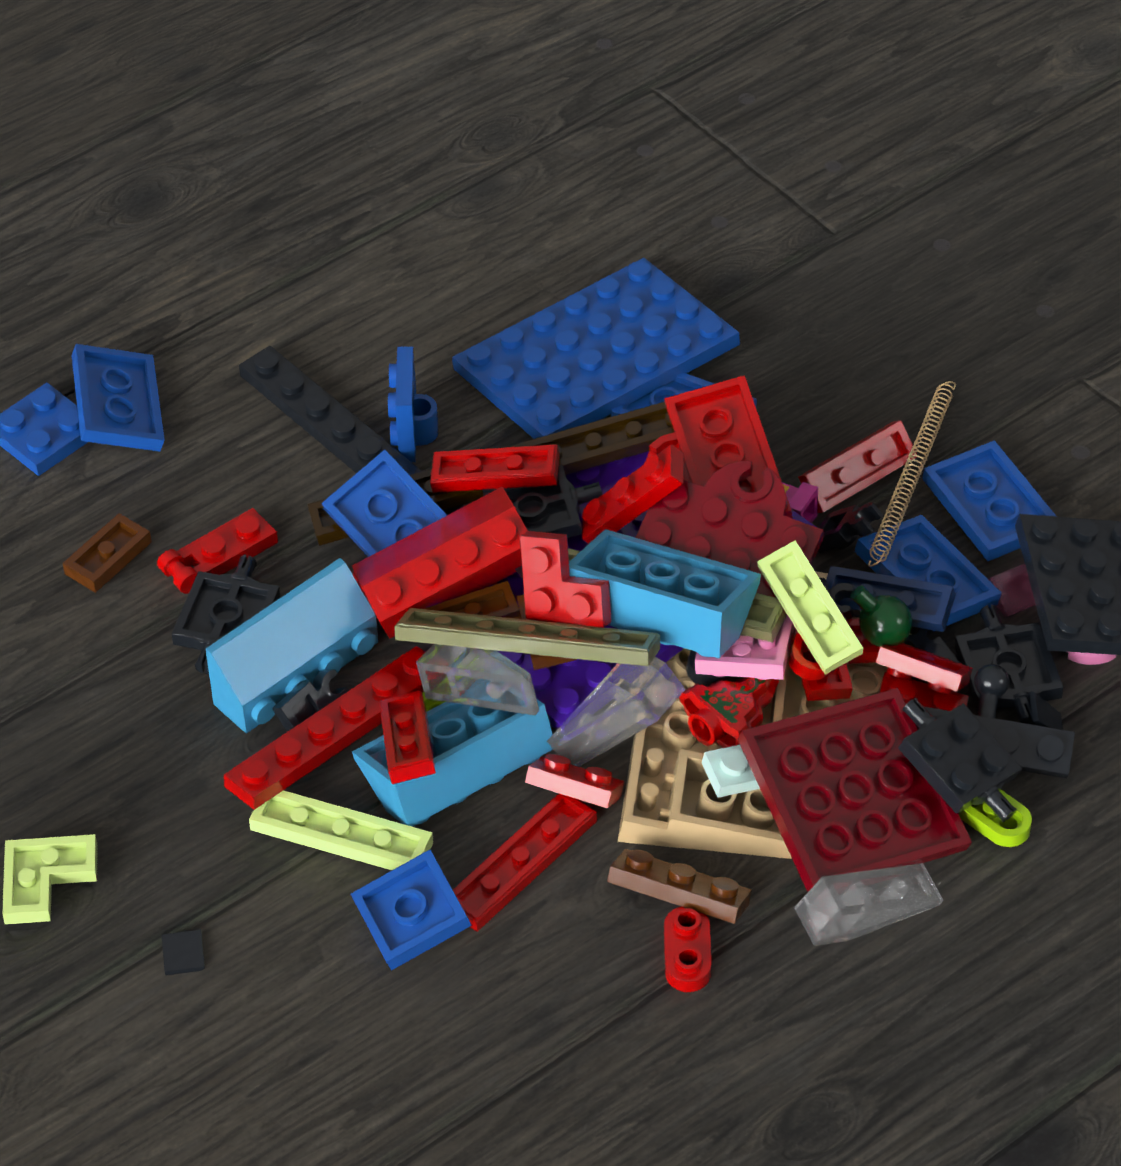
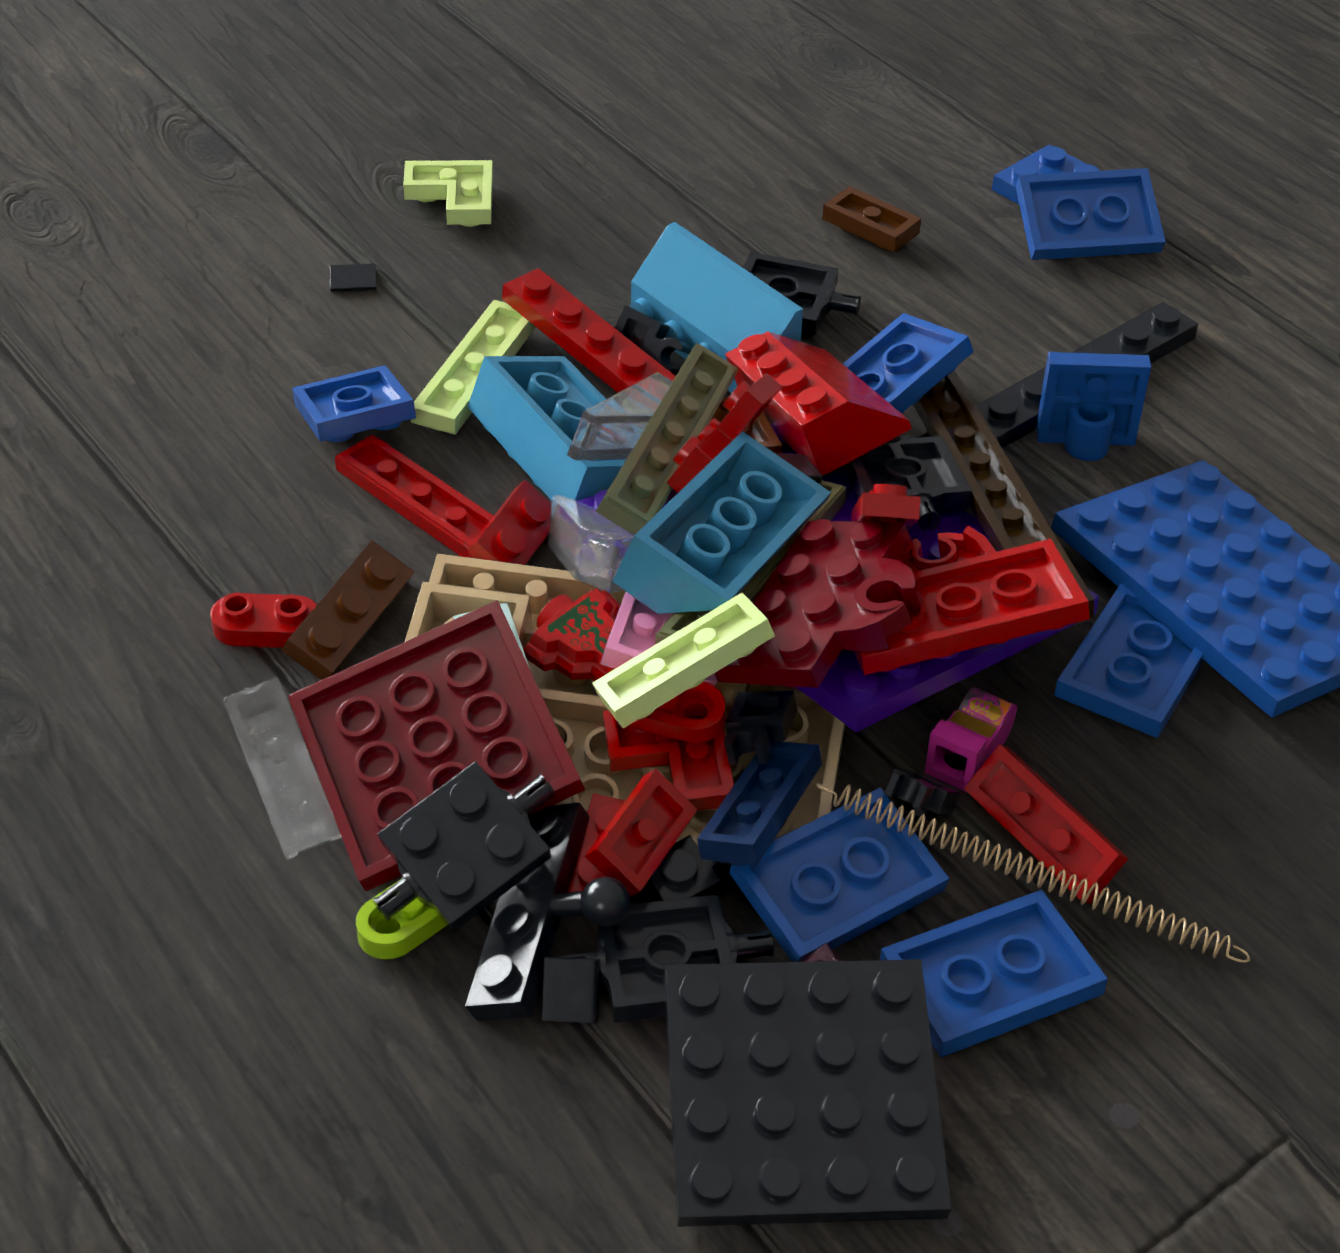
camera: 90 degrees right, 5 degrees down
(219, 549) = (880, 291): red plate -> none
(407, 737) = (554, 373): red tile -> none
(495, 468) = (960, 437): red tile -> none
(882, 618) = (701, 774): dark green piece -> none

